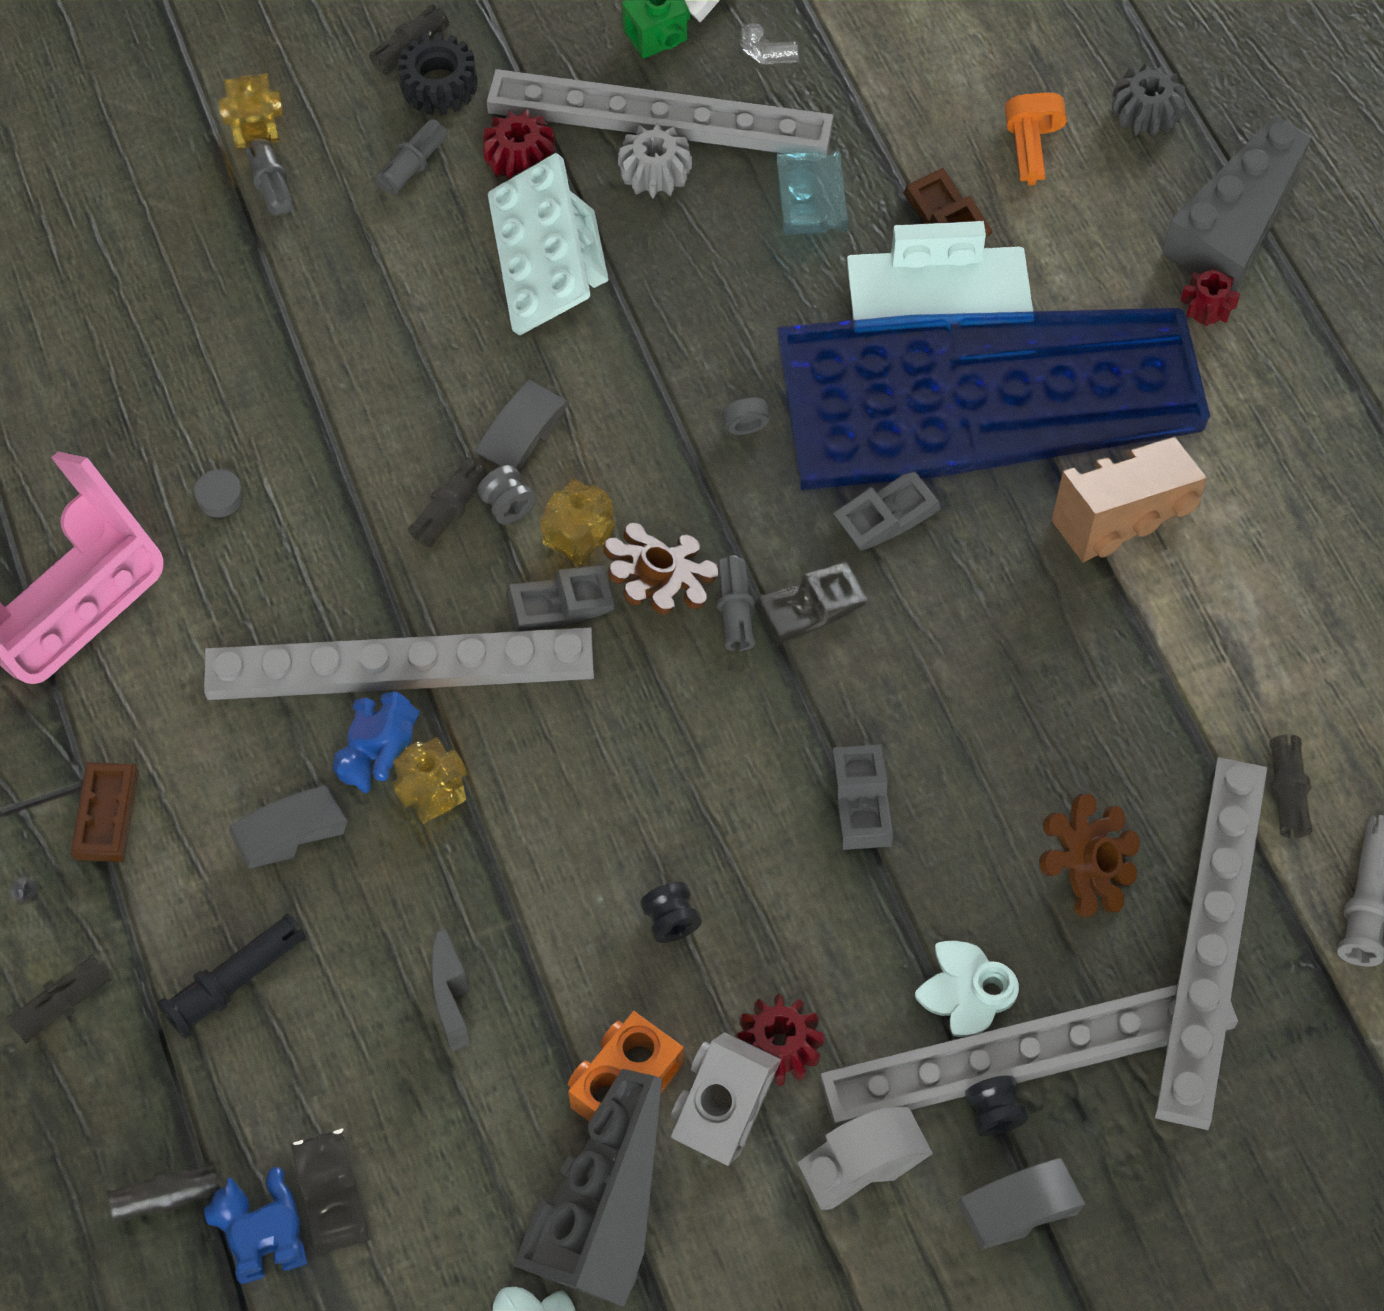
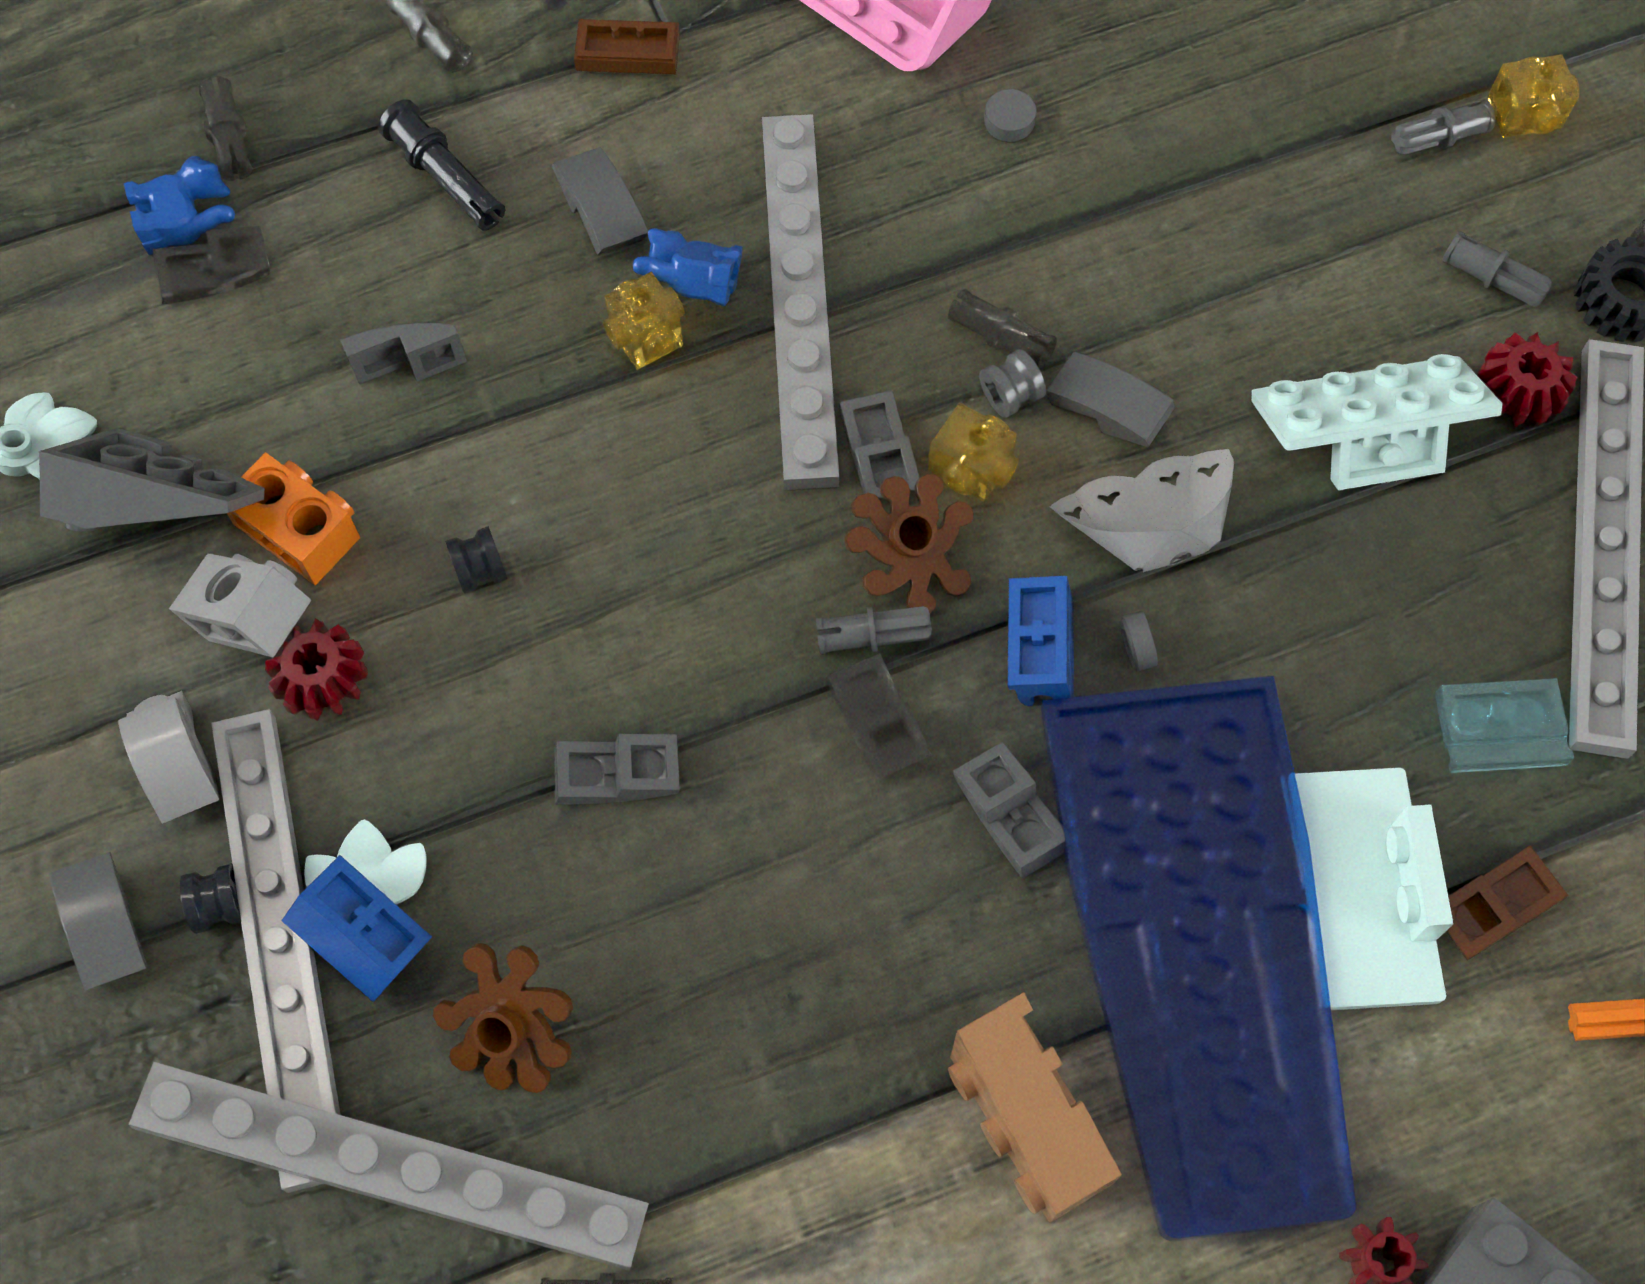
camera: 90 degrees right, 5 degrees up
(633, 402) = (1152, 519): none -> light grey piece
(654, 160) = (1526, 533): light grey gear -> none
(748, 475) = (1040, 638): none -> blue hinge
(1023, 974) = (356, 928): none -> blue hinge

